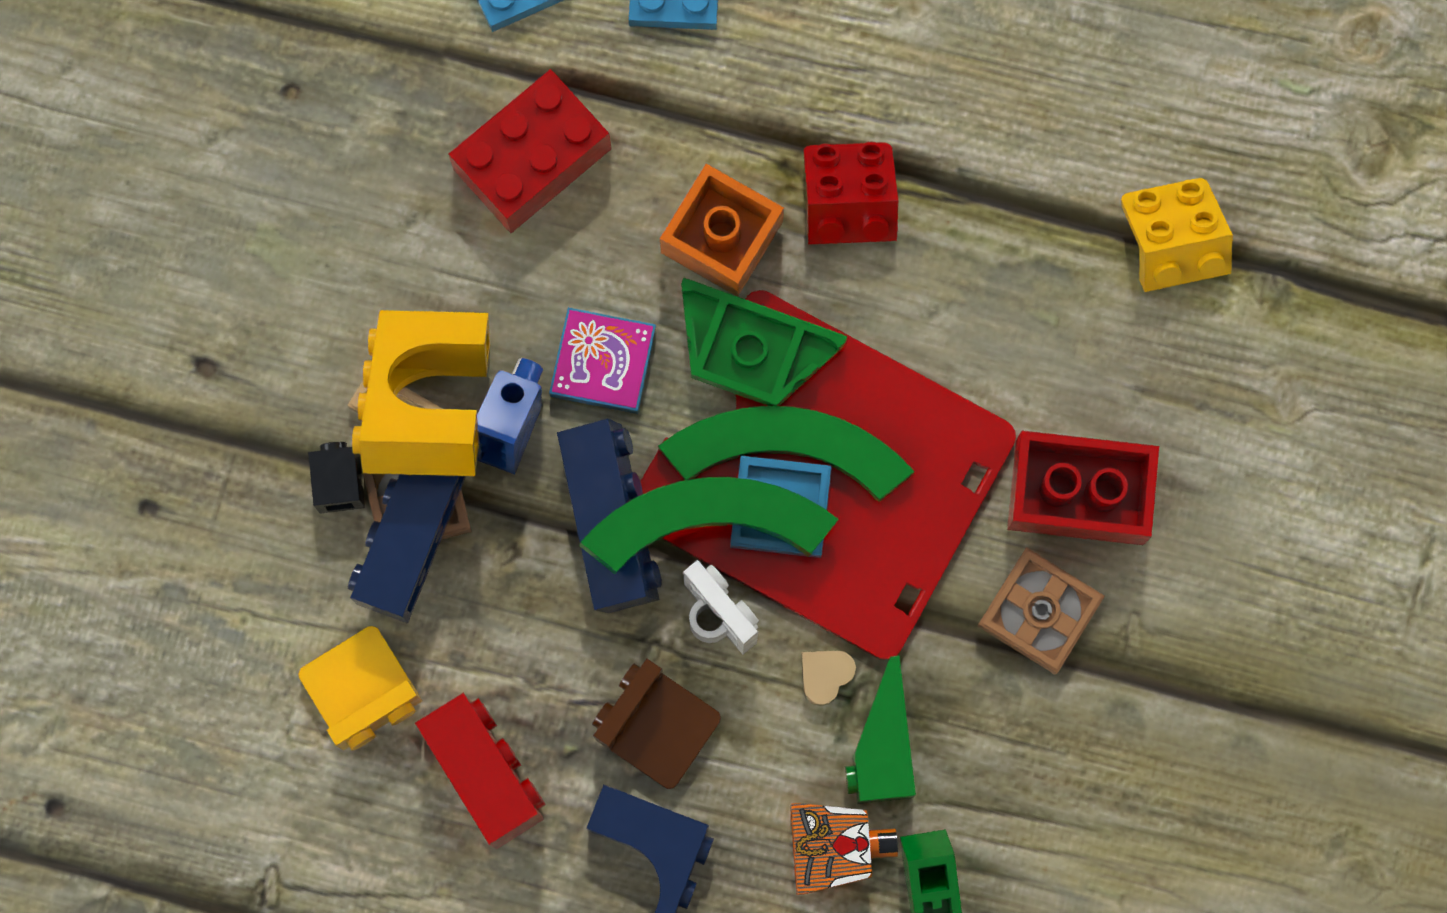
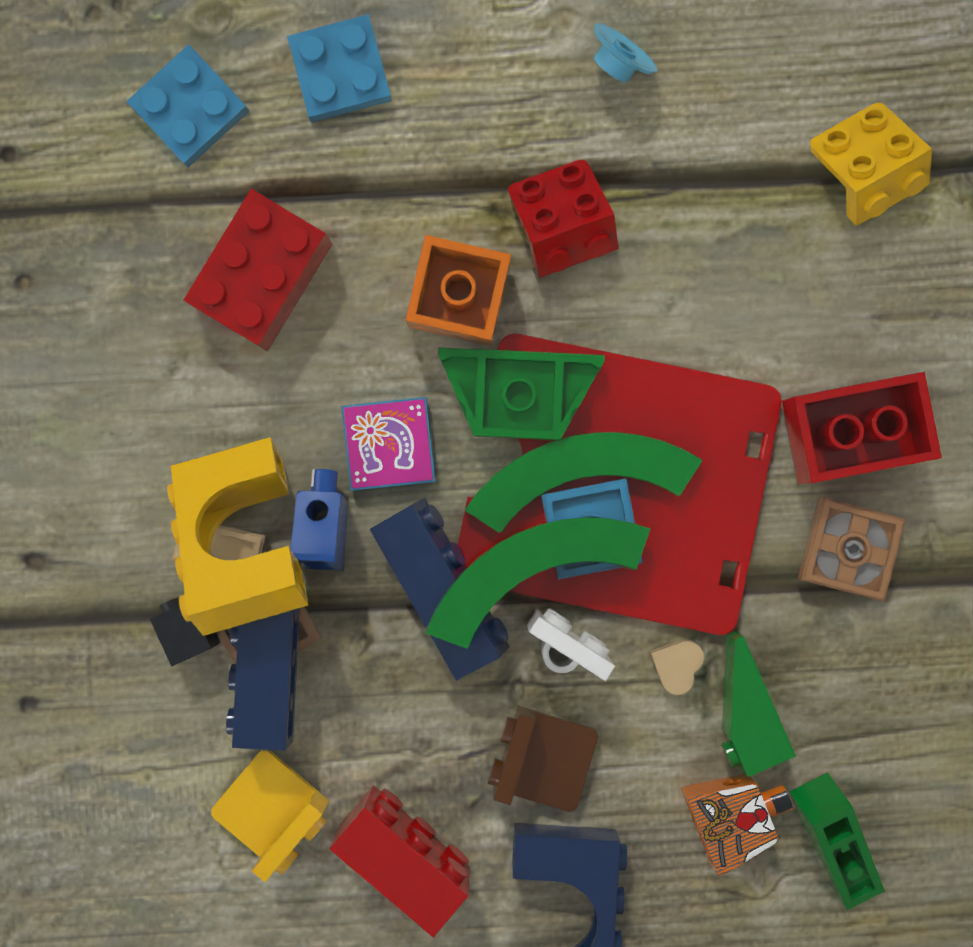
camera: 10 degrees left, 10 degrees up
(956, 53) = (620, 55): none -> medium azure piece

